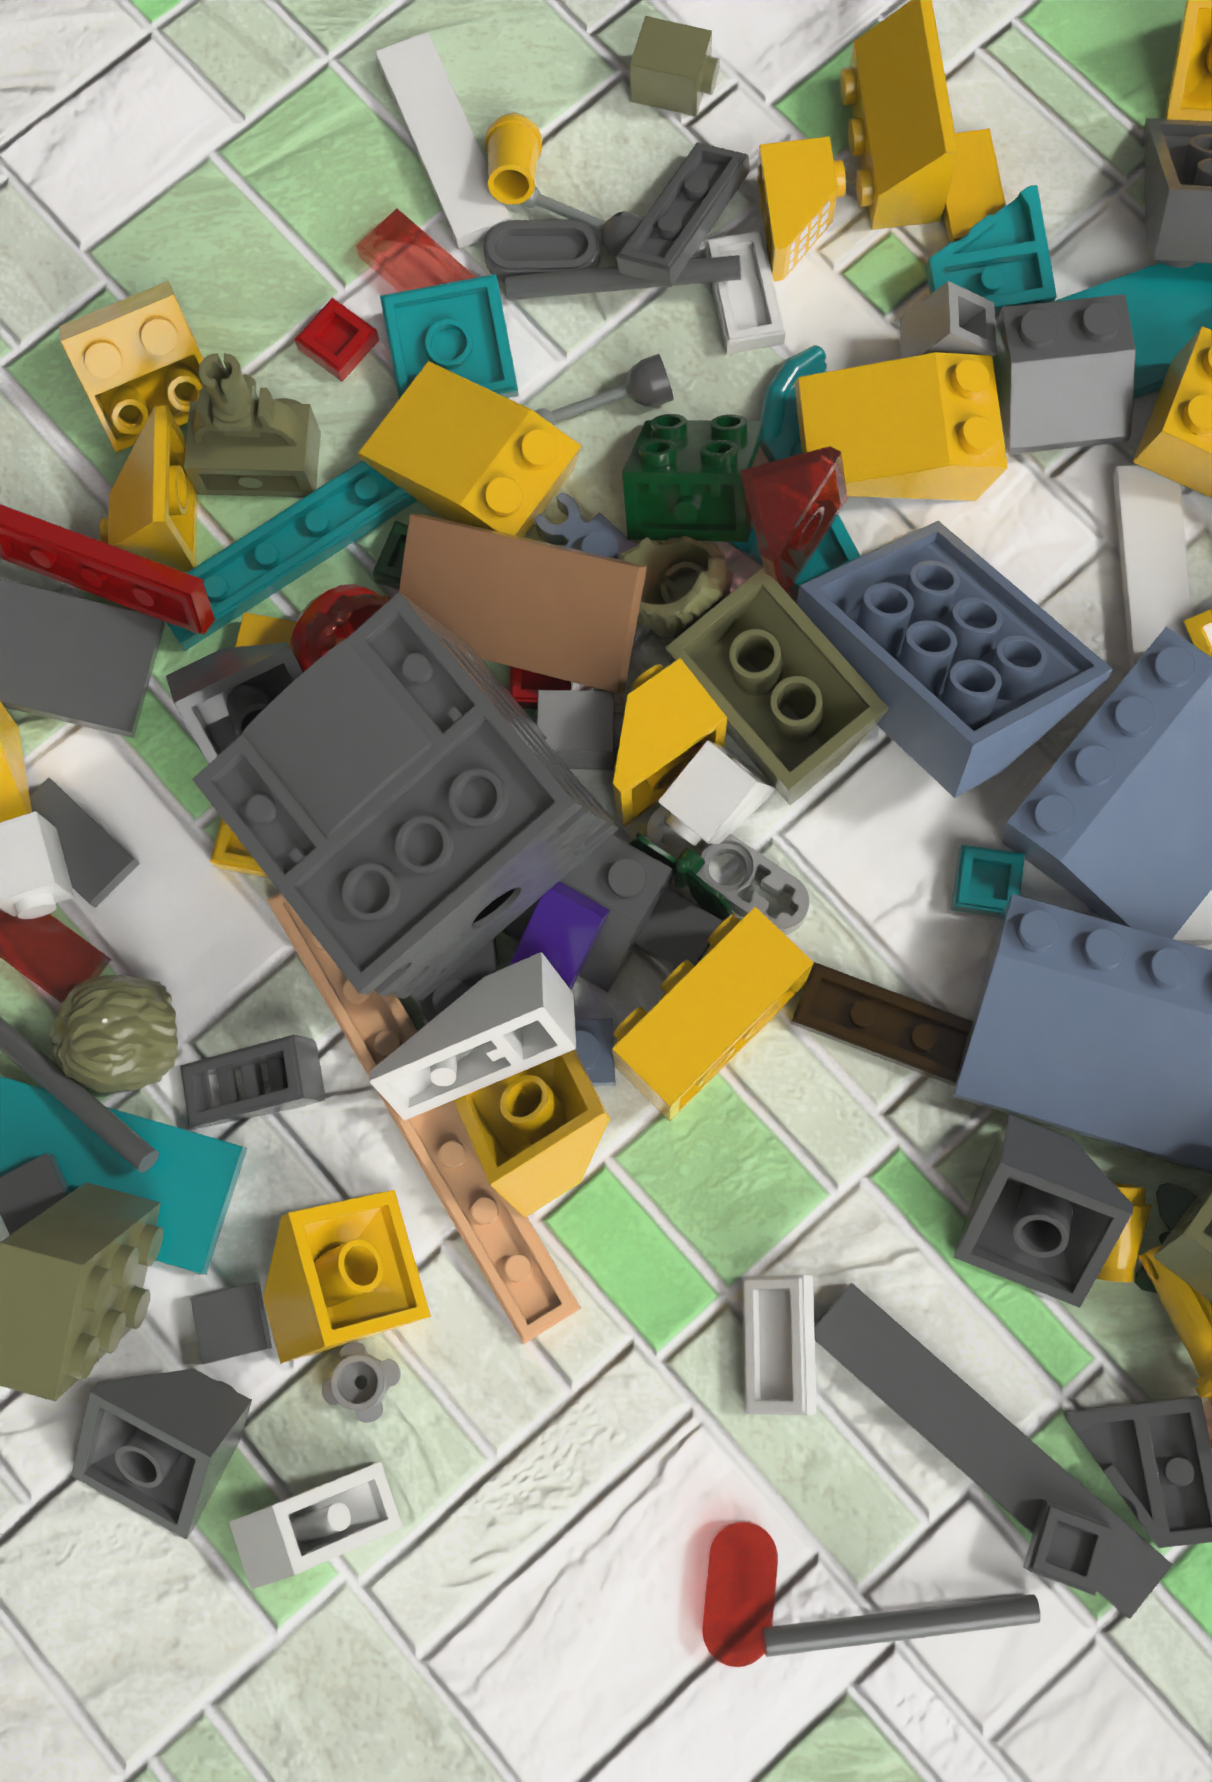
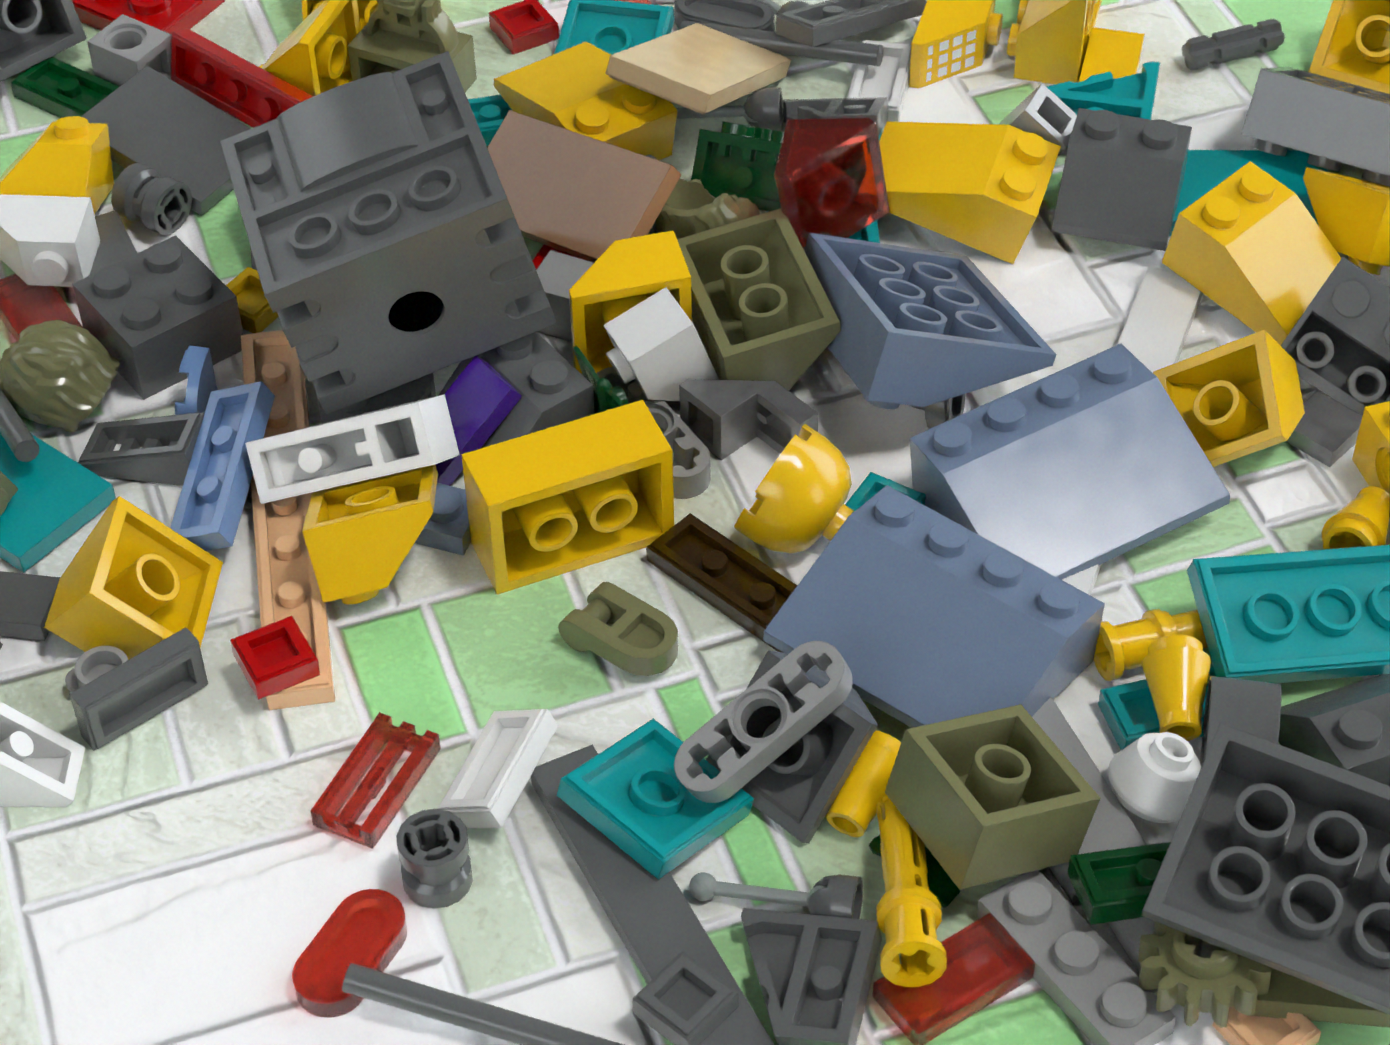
camera: 15 degrees right, 30 degrees down
(79, 751) = (157, 201): none -> dark grey wheel
(176, 915) = (154, 309): none -> dark grey brick
(259, 981) = (201, 380): none -> medium blue tile
(343, 1101) = (221, 467): none -> medium blue plate
(405, 1392) = (139, 689): none -> dark grey tile
(515, 1306) = (275, 657): none -> red tile
(574, 372) = (697, 67): none -> tan tile
(668, 1454) = (337, 793): none -> clear red tile
(738, 377) = (873, 108): none -> dark grey wing
(773, 1464) = (434, 858): none -> dark grey wheel
(796, 828) = (737, 411): none -> flat silver slope
(841, 1141) = (637, 642): none -> olive plate
(916, 918) = (799, 496): none -> yellow cylinder
(939, 1326) = (643, 806): none -> teal tile
(1017, 1294) = (766, 691): none -> light grey beam
(1081, 108) = (1233, 44): none -> dark grey axle
(1140, 1373) = (830, 896): none -> hinge

